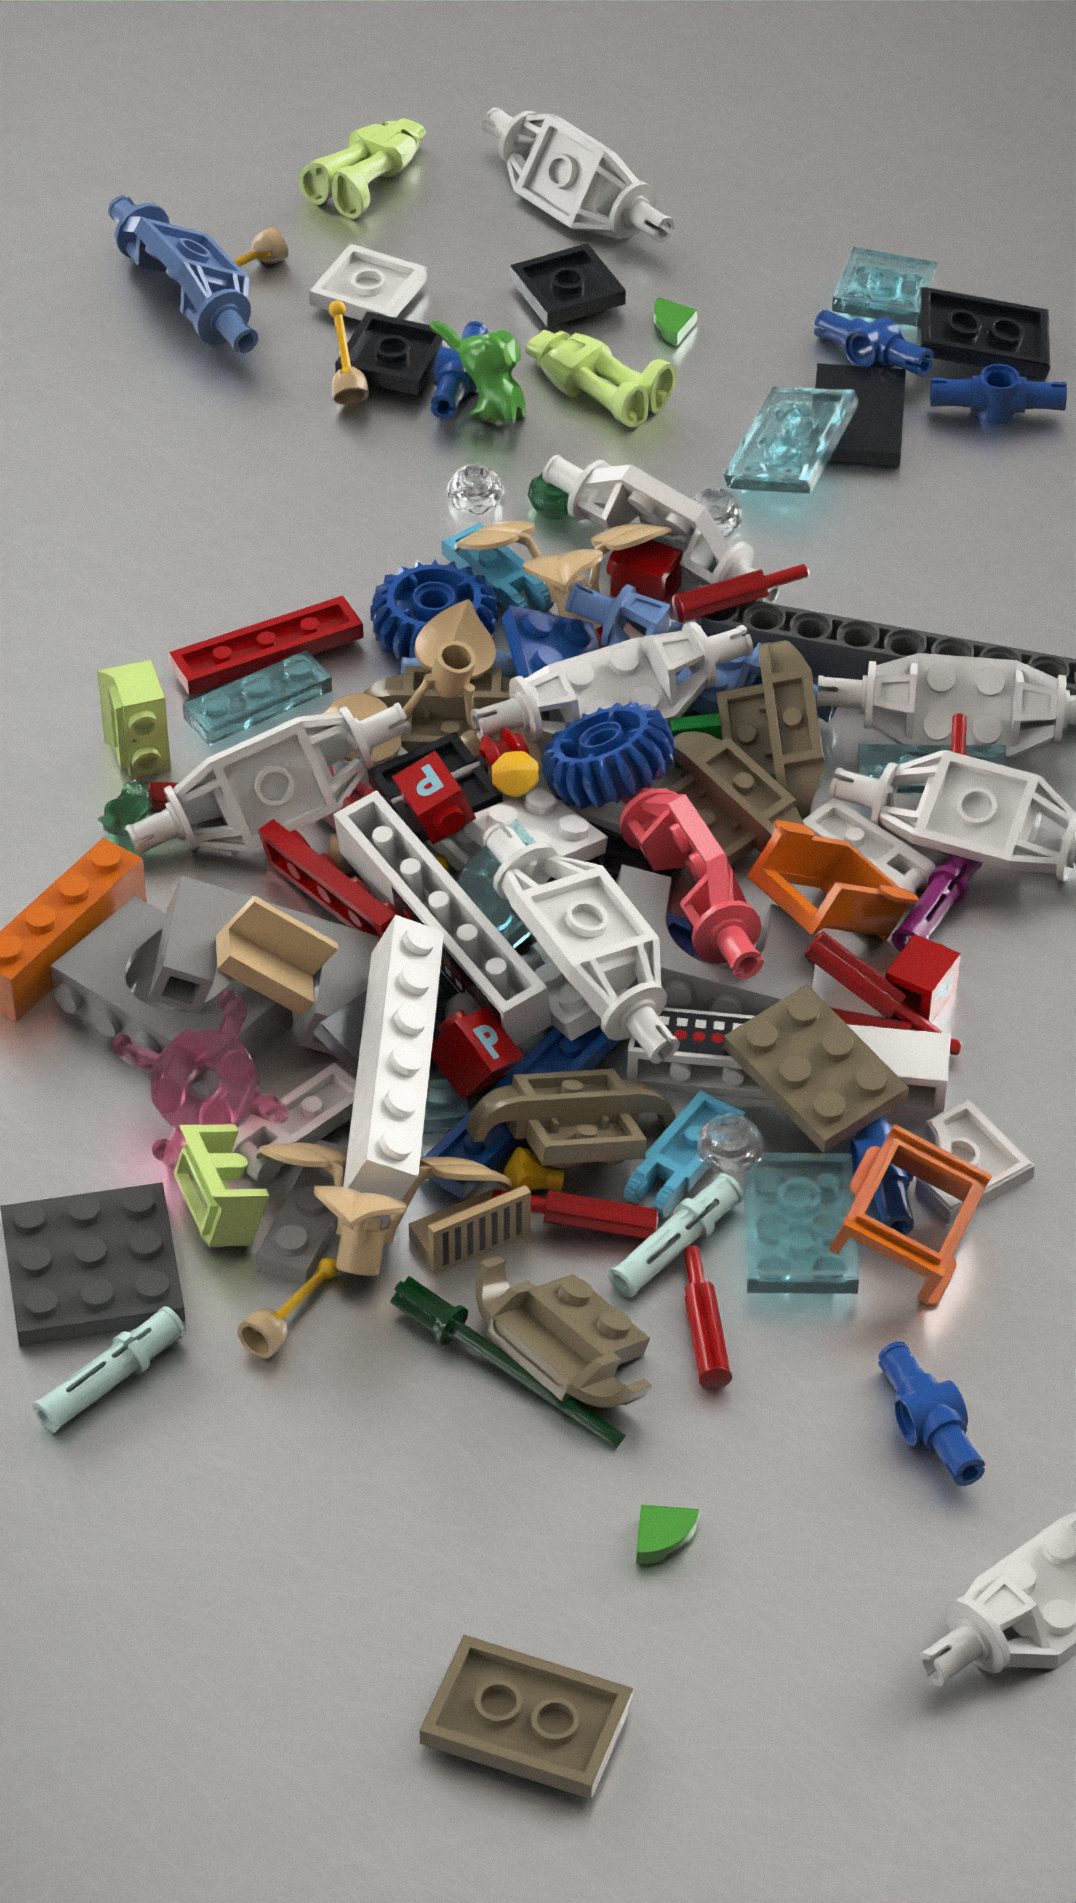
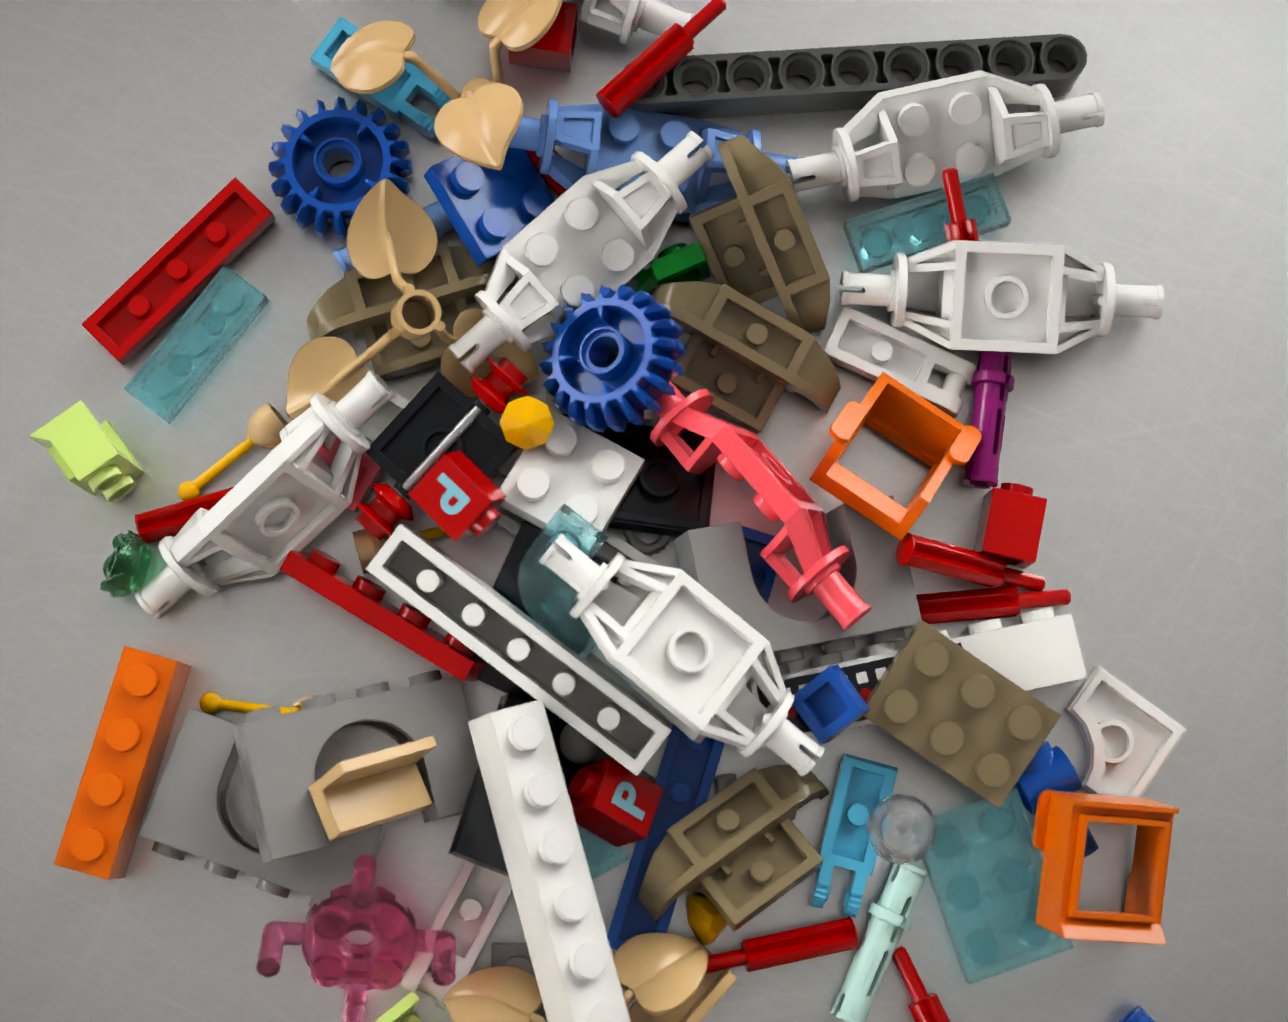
camera: 25 degrees left, 35 degrees up
(697, 1020) = (829, 704): none -> blue plate

